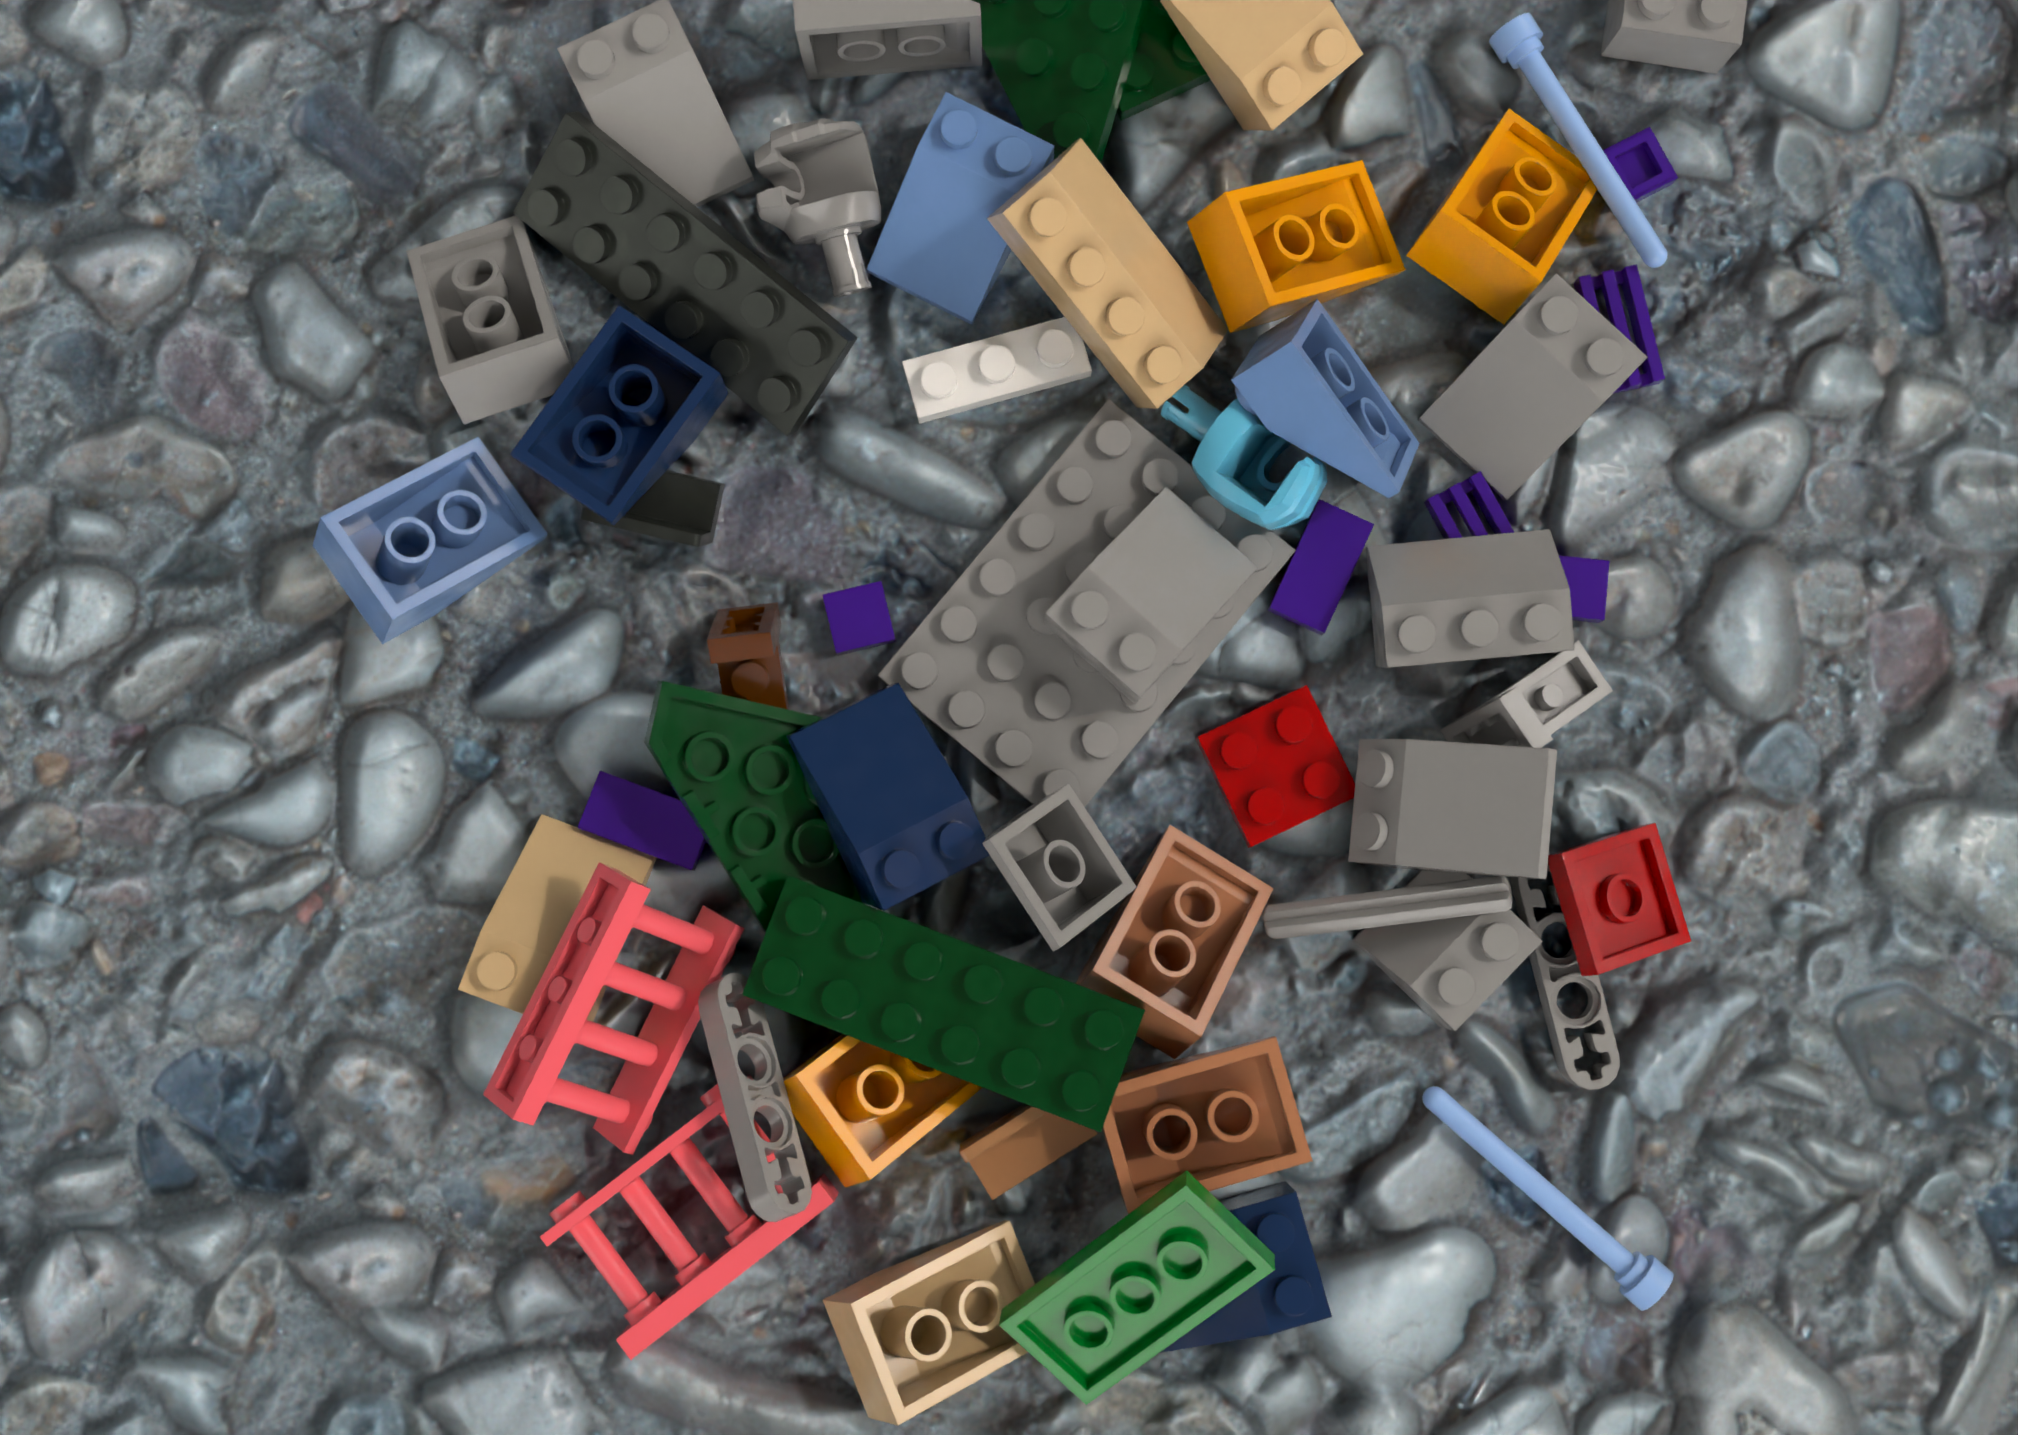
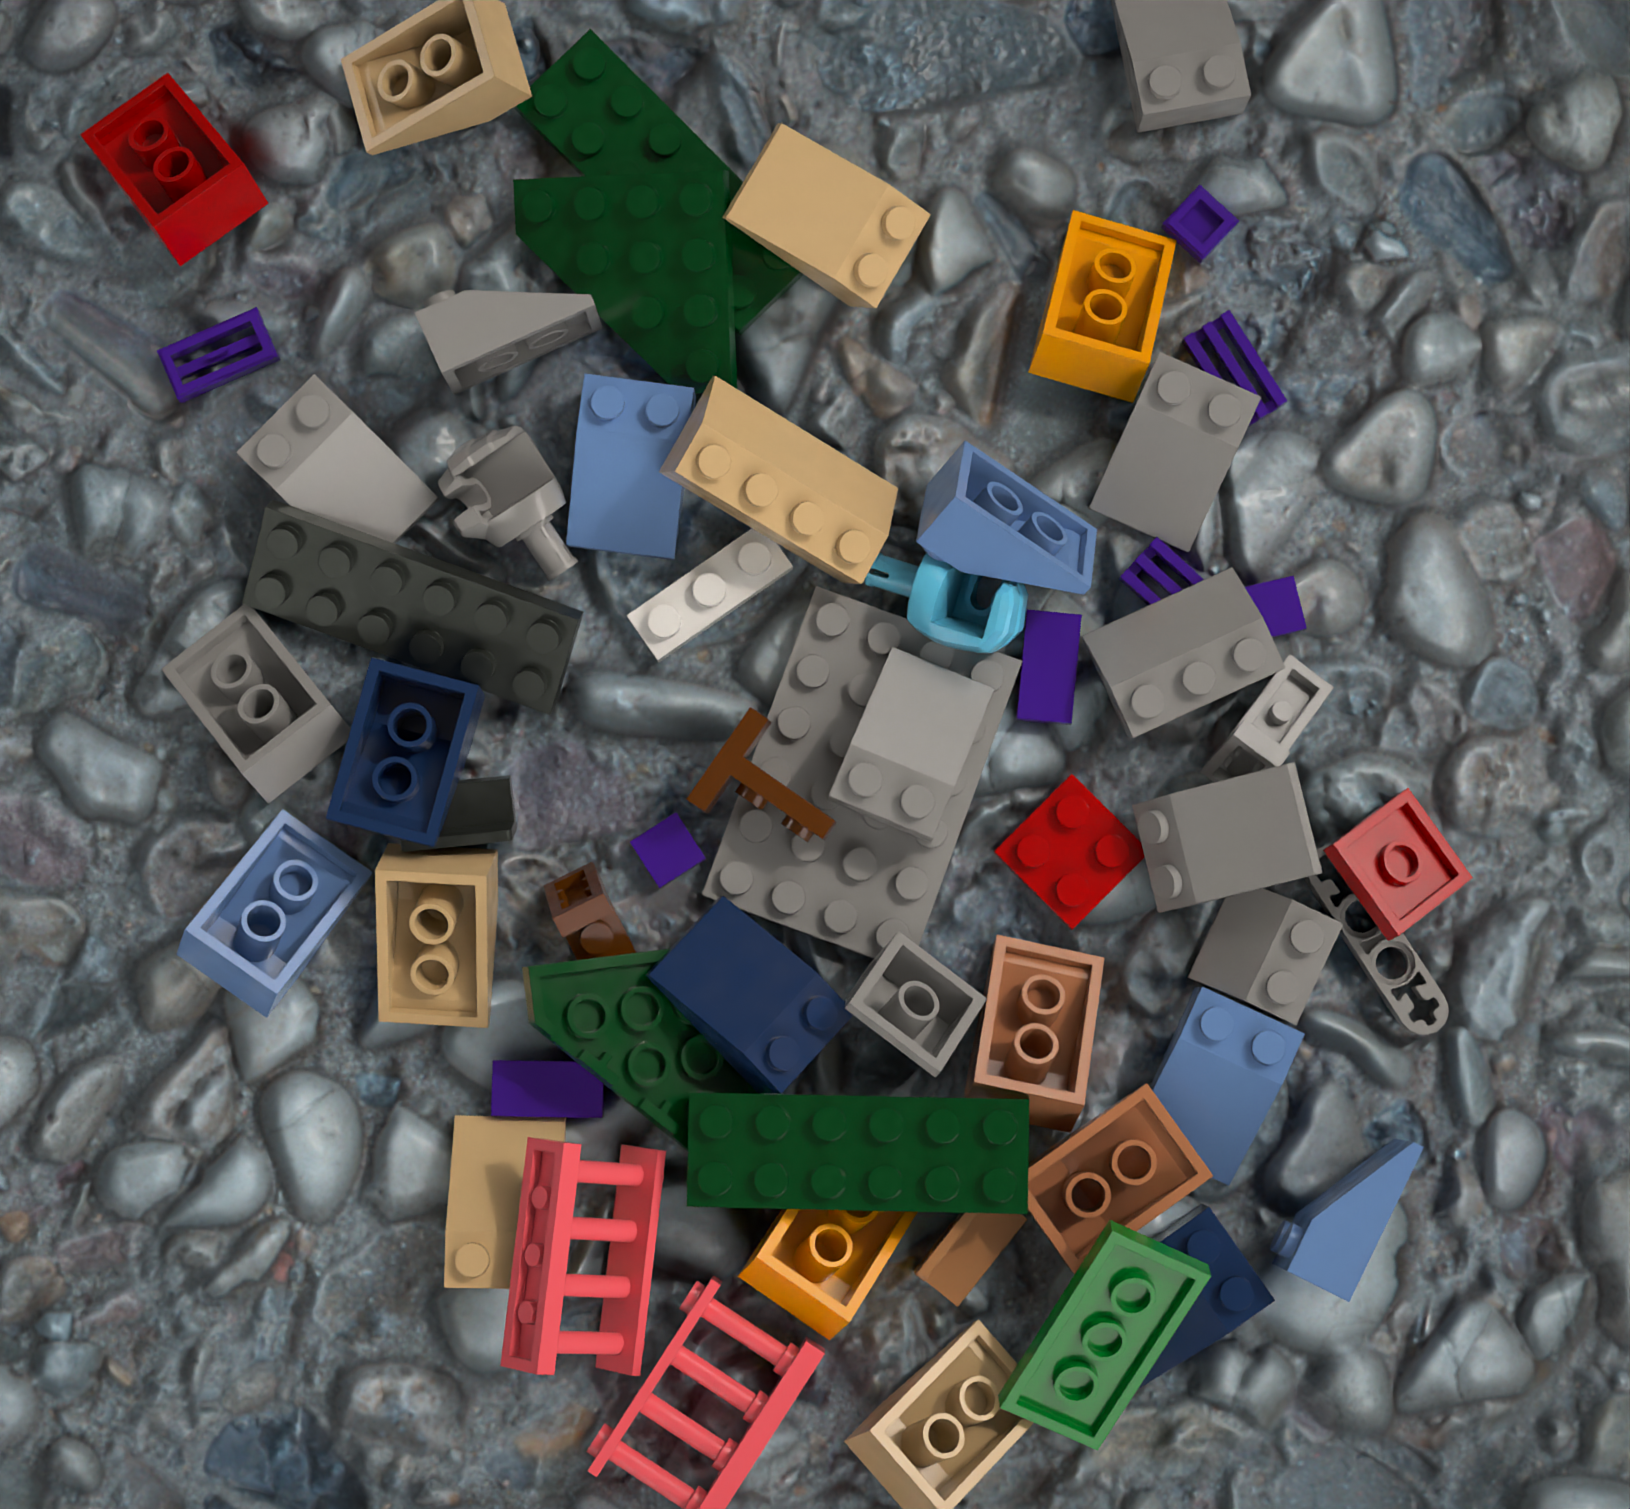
camera: 15 degrees left, 0 degrees up
(587, 619) = (436, 935): none -> tan slope
(746, 1096) = (721, 1290): light grey beam -> none
(973, 578) = (755, 783): none -> reddish brown bracket
(1294, 243) = (930, 395): light orange slope -> none
(1358, 1056) = (1223, 1076): none -> medium blue slope
(1388, 907) = (1204, 941): light grey axle -> none
(1432, 1262) = (1342, 1226): none -> medium blue slope
(1521, 47) = (1066, 154): light blue piece -> none
(1641, 1277) = (1524, 1176): light blue piece -> none

